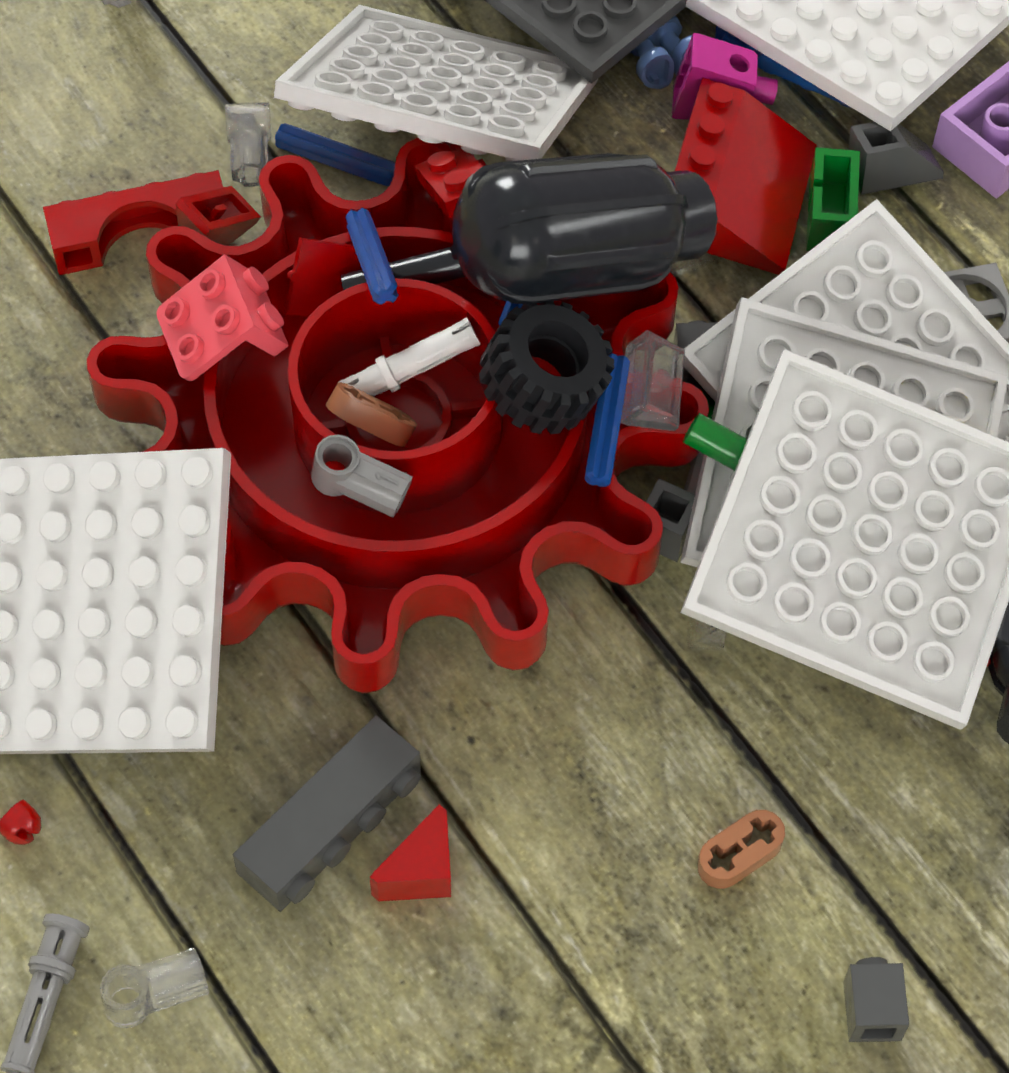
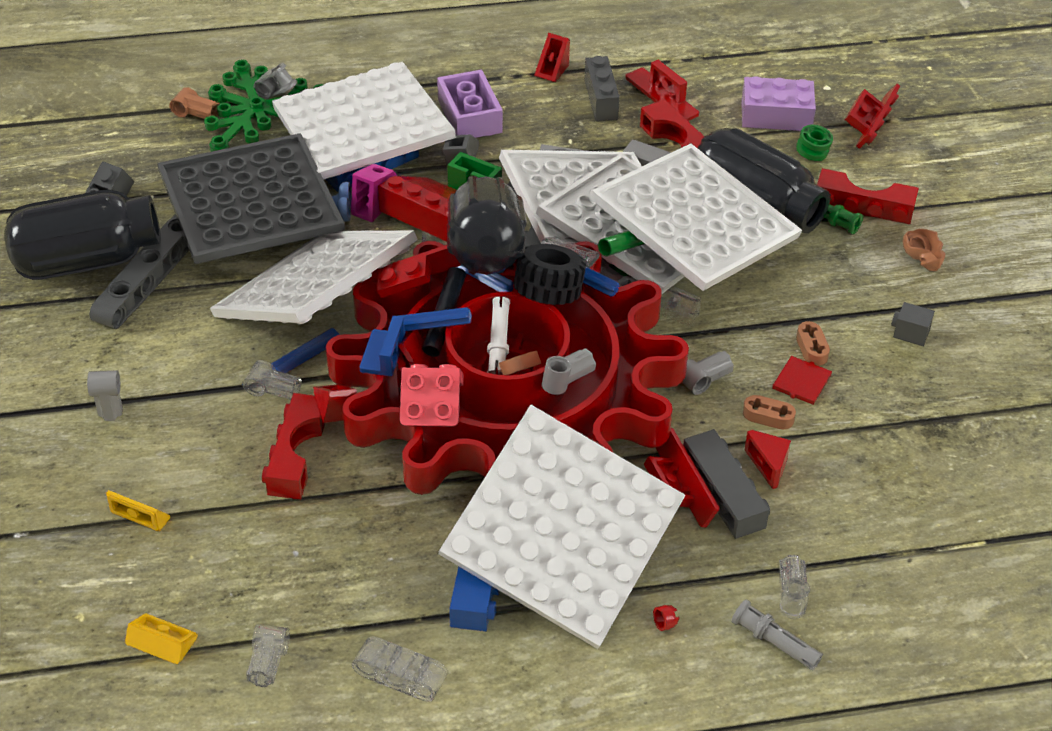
camera: 65 degrees left, 15 degrees down
(277, 229) = (383, 349): none -> blue panel
(300, 737) = (679, 472): none -> red bracket
(546, 830) = (769, 412): none -> nougat beam
(560, 693) = (702, 373): none -> light grey piece
(647, 861) = (802, 380): none -> red piece

